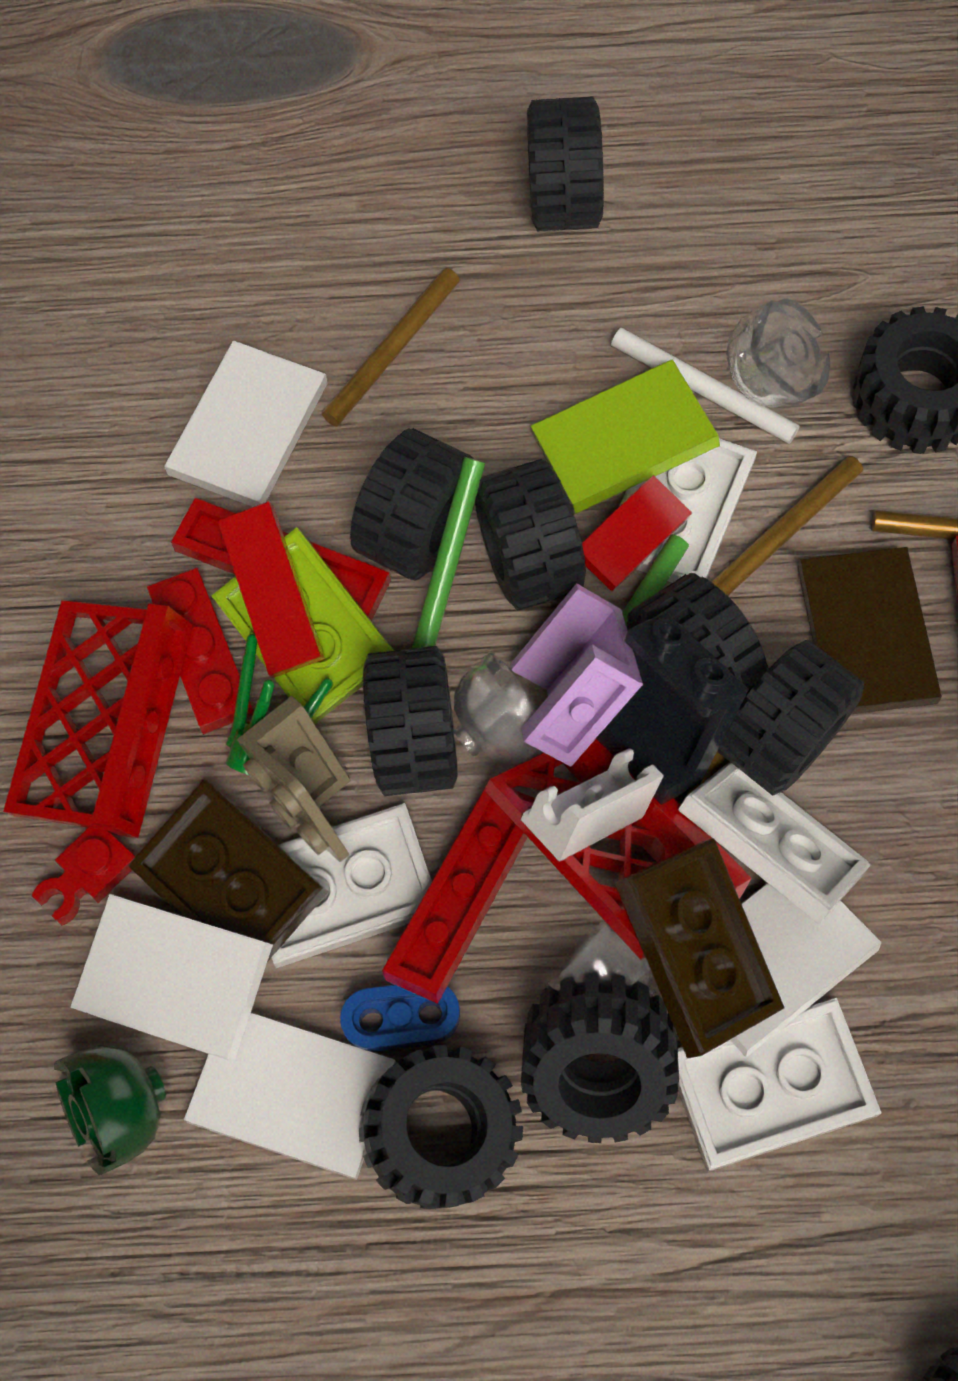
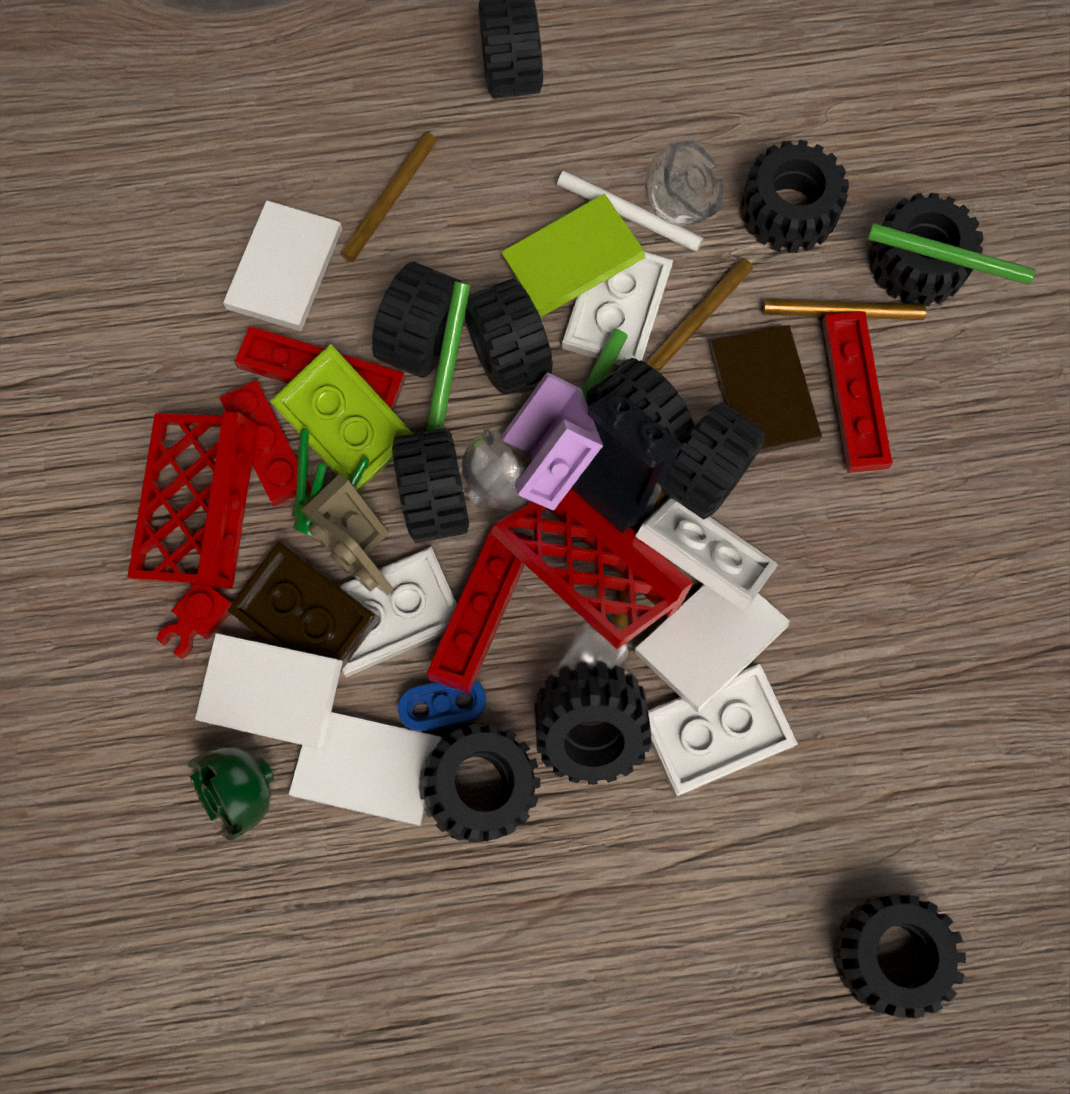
camera: 10 degrees left, 5 degrees up
(271, 590) = (315, 393): red tile -> none
(592, 808) = (572, 540): white hinge -> none
(633, 533) = (585, 329): red slope -> none
(700, 947) = (659, 636): dark brown tile -> none

